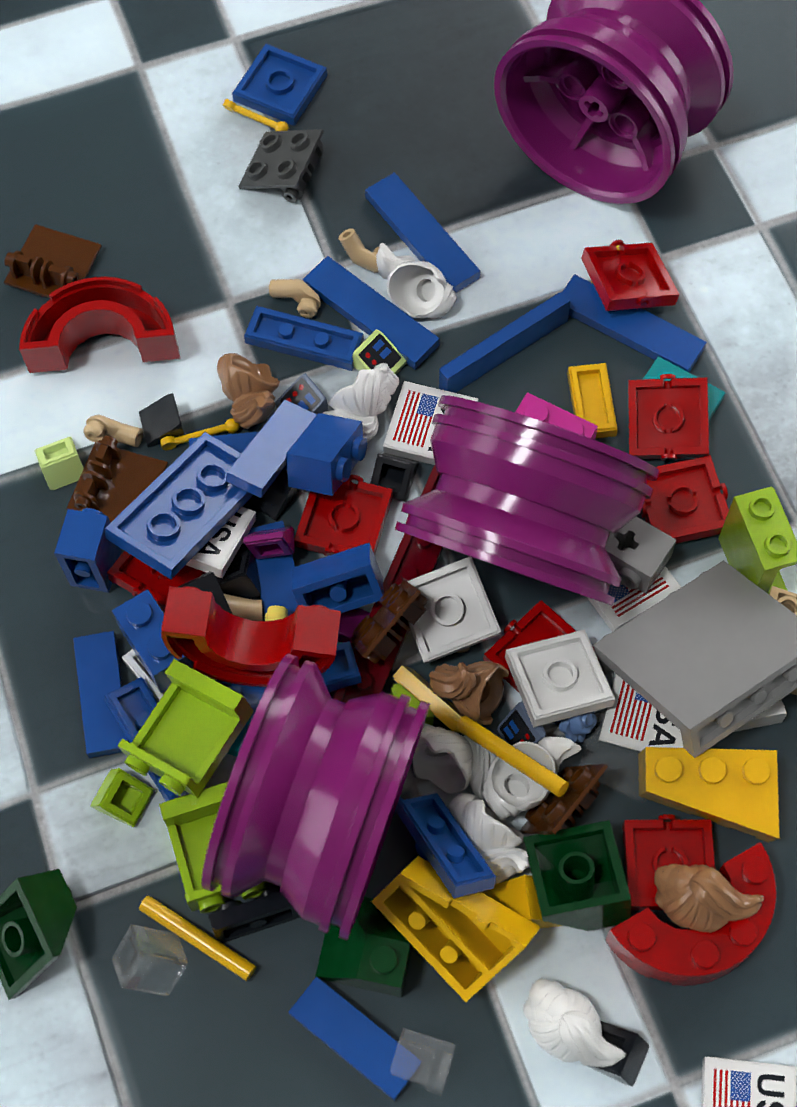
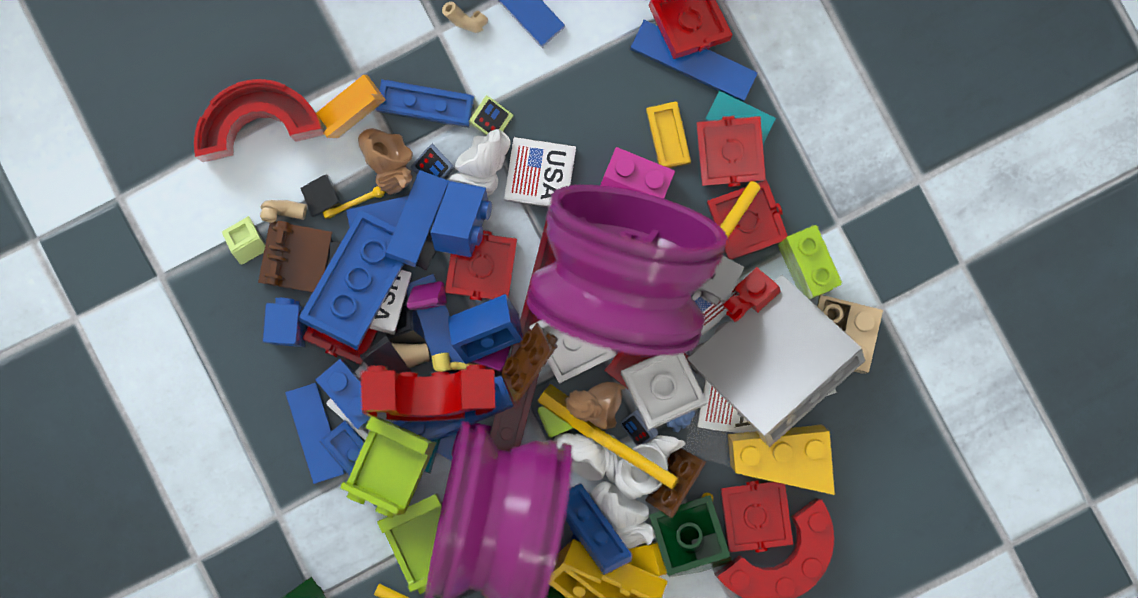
camera: 10 degrees left, 20 degrees up
(49, 261) = (201, 56): reddish brown hinge -> none
(122, 797) = (344, 512): lime slope -> none
(214, 329) = (350, 107): none -> light orange panel
(304, 295) = (415, 61): tan arm -> none
(371, 310) = (477, 72): blue tile -> none
(395, 474) = (515, 220): black slope -> none
(415, 285) = (511, 48): white hair -> none
(504, 343) = (592, 94): blue tile -> none
(668, 483) = (740, 207): none -> yellow bar
(685, 574) = (752, 292): none -> red plate
(701, 897) = (780, 547): medium nougat hair -> none

